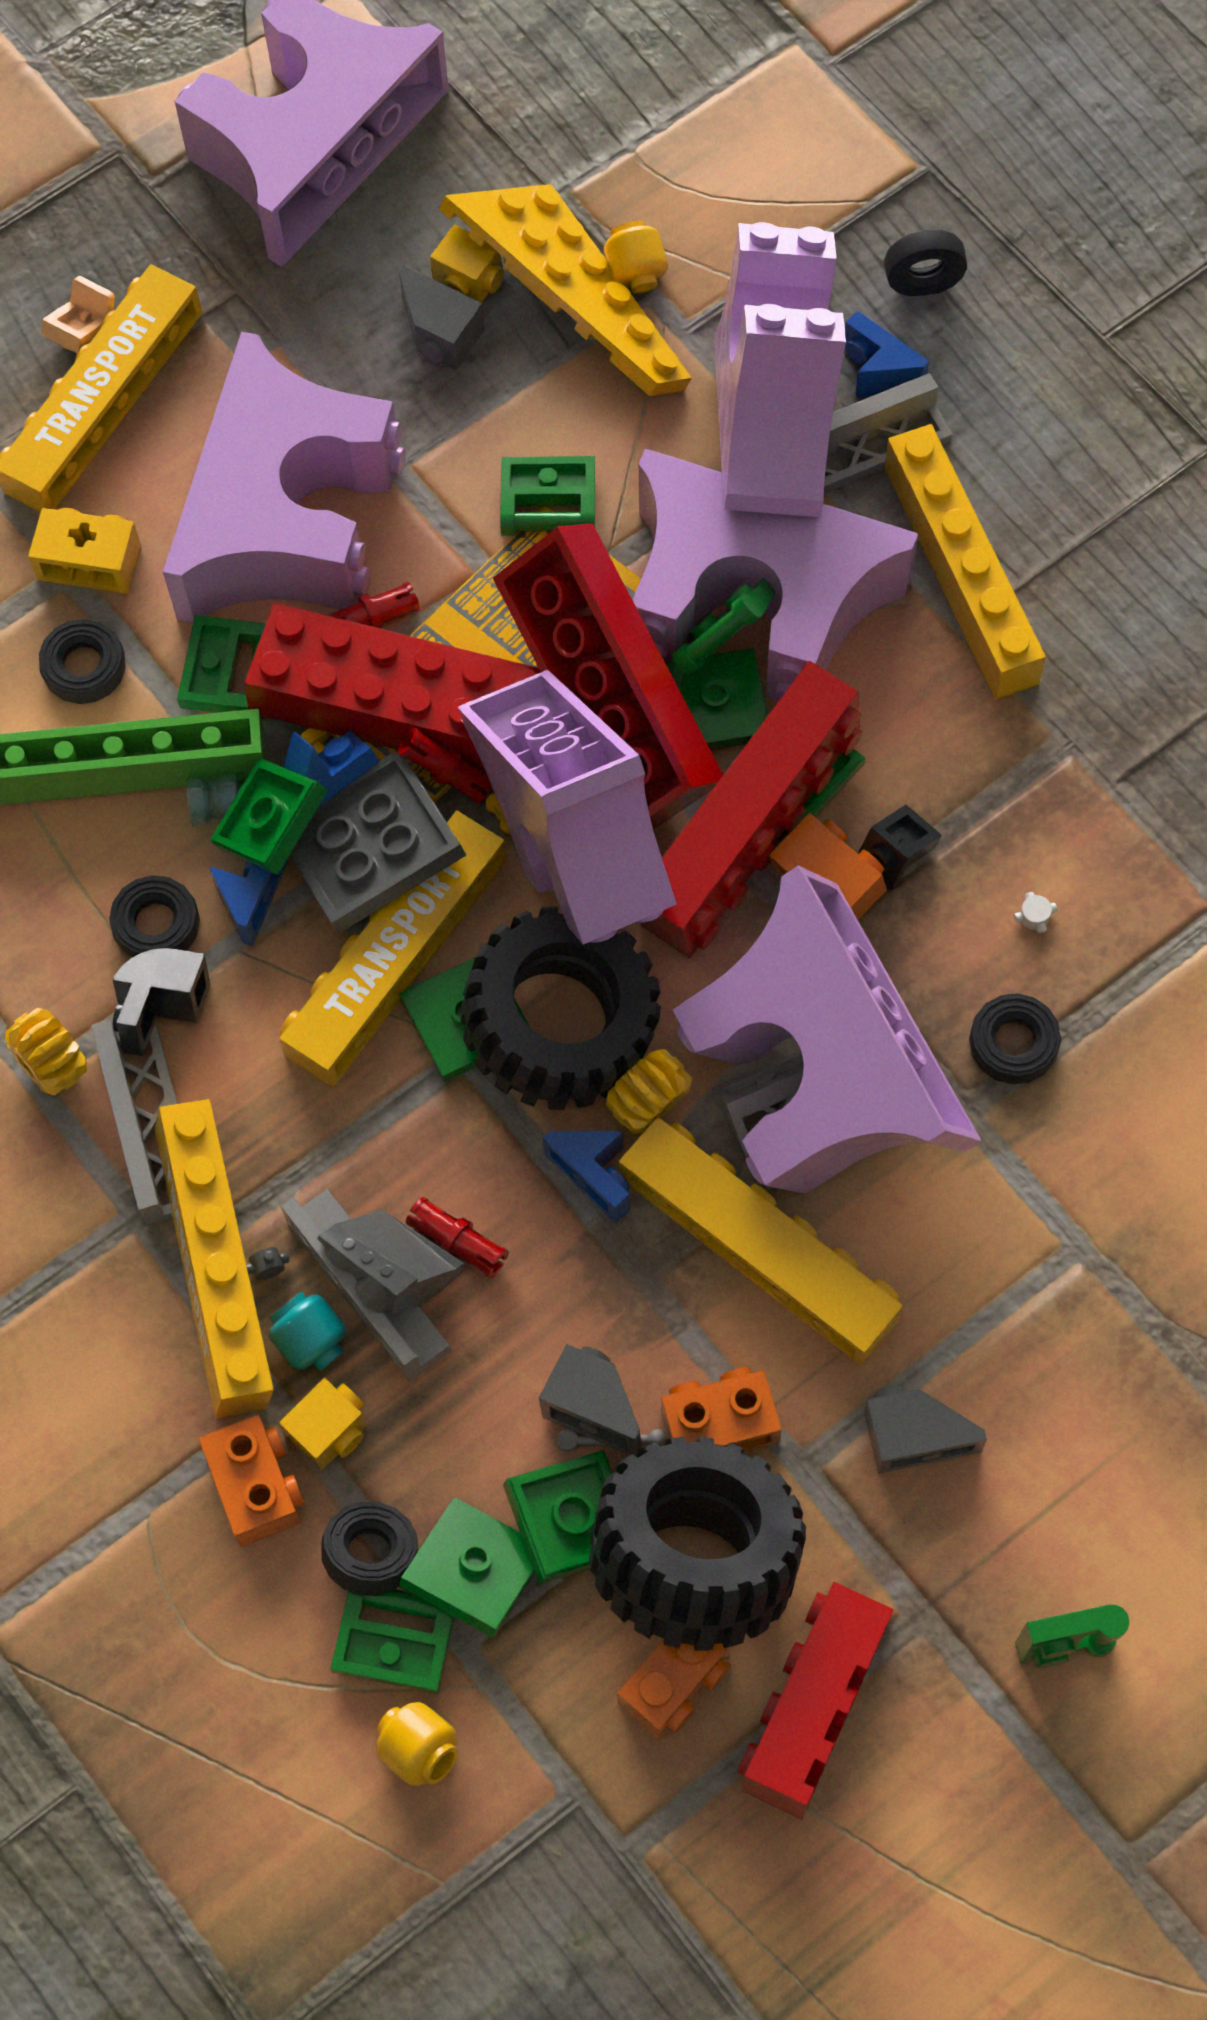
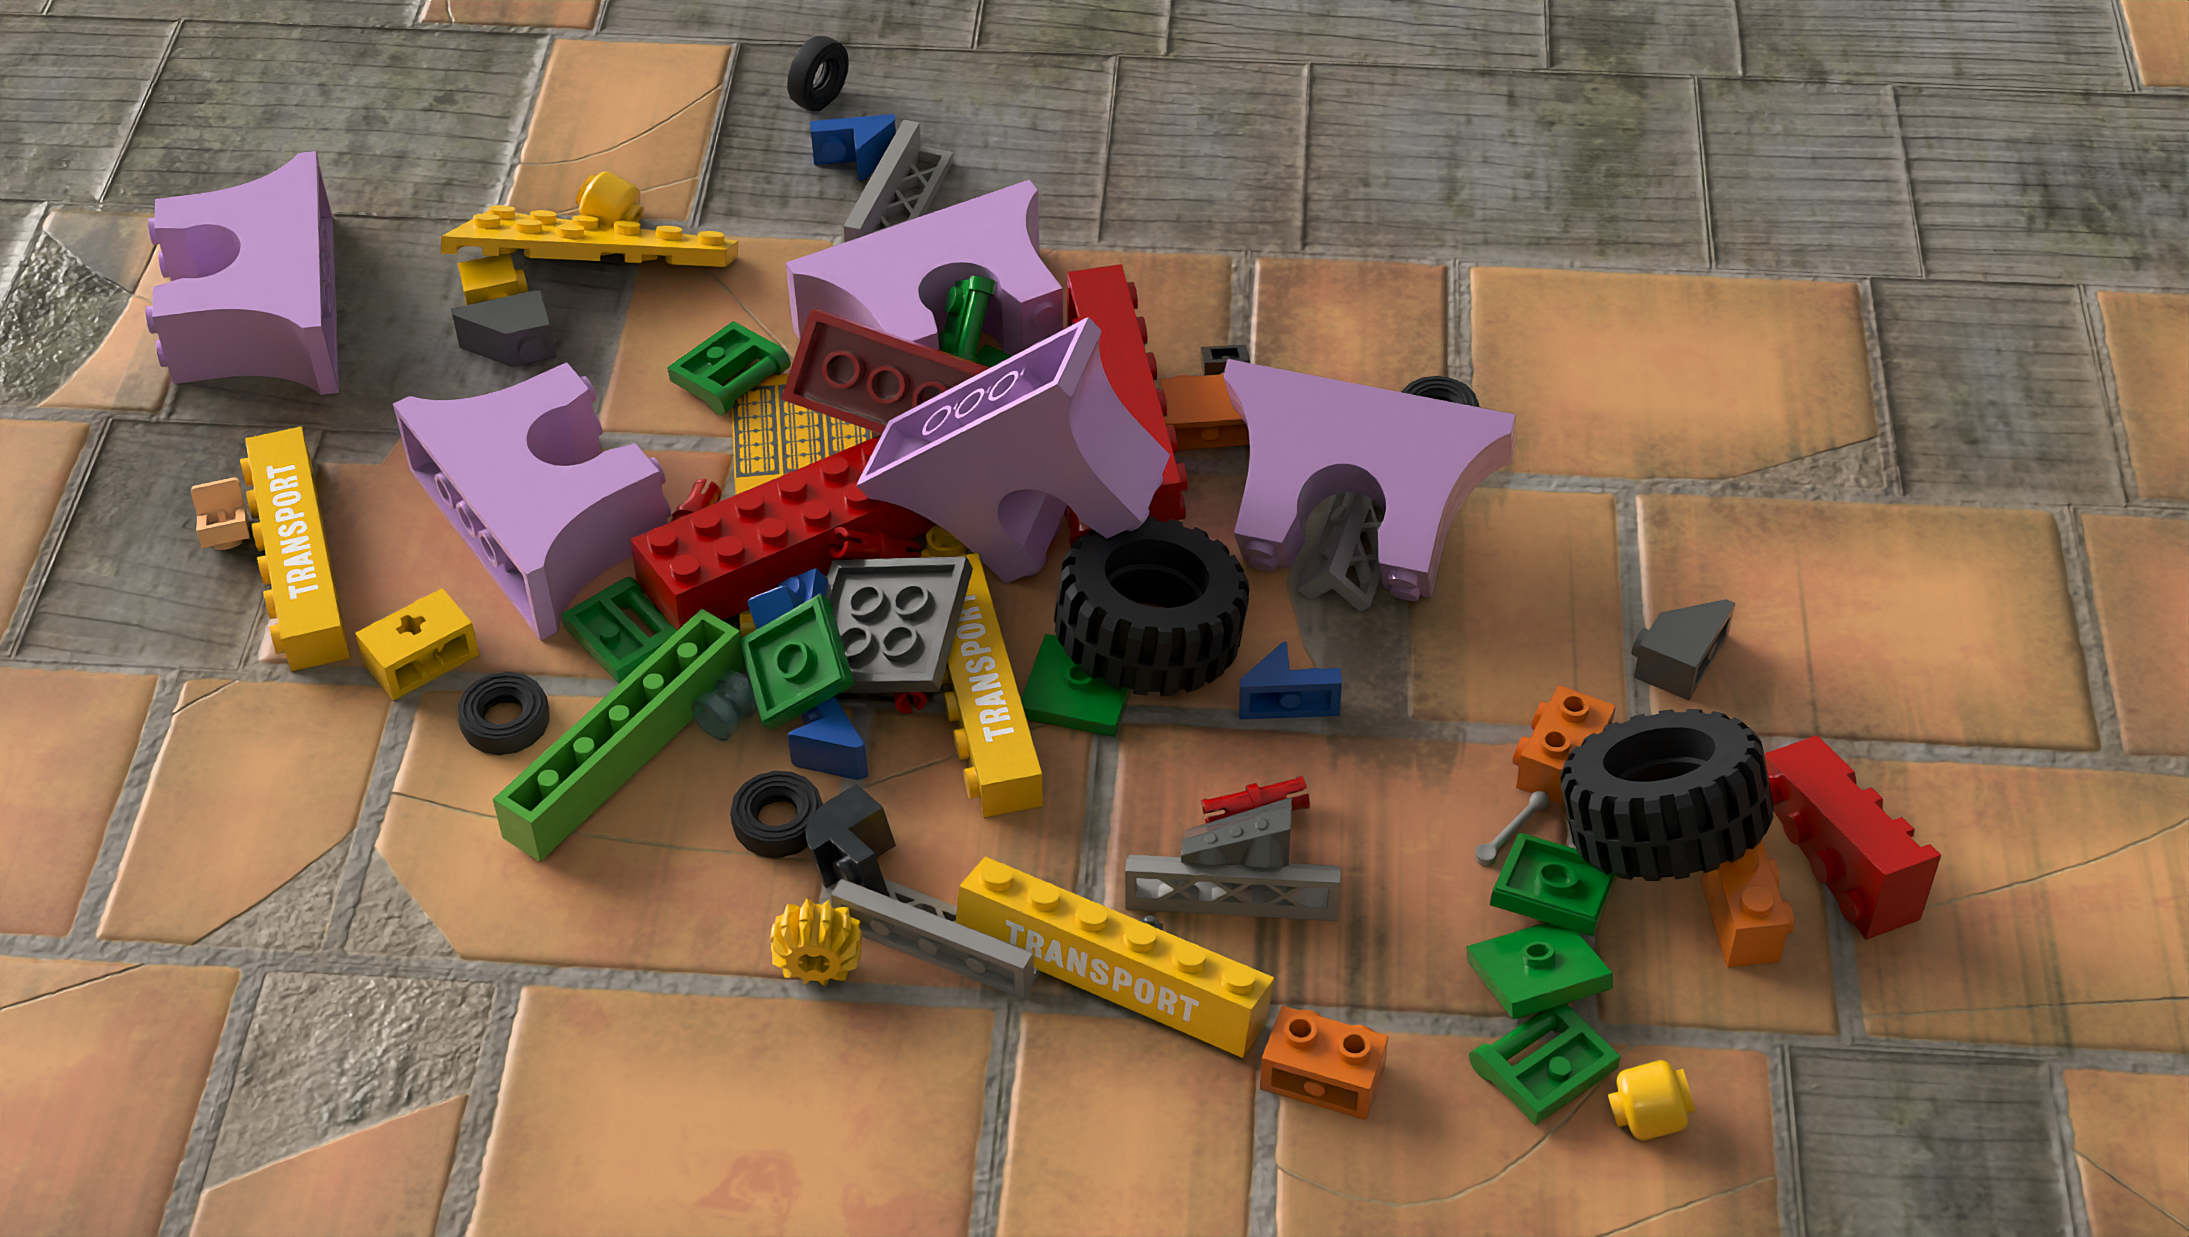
camera: 50 degrees left, 20 degrees down
(307, 1331) = (1240, 935): teal head -> none
(325, 1423) = (1327, 979): yellow brick -> none
(368, 1518) = (1462, 1041): black tyre -> none
(590, 1399) = (1480, 804): dark grey slope -> none
(648, 1090) = (1270, 609): yellow gear -> none
(761, 1240) = (1451, 633): yellow brick -> none
(778, 369) = (825, 145): lavender piece -> none
(964, 562) = (1069, 201): yellow brick -> none
(1035, 912) = (1354, 343): white piece -> none
(1053, 1638) = (1927, 654): green plate -> none

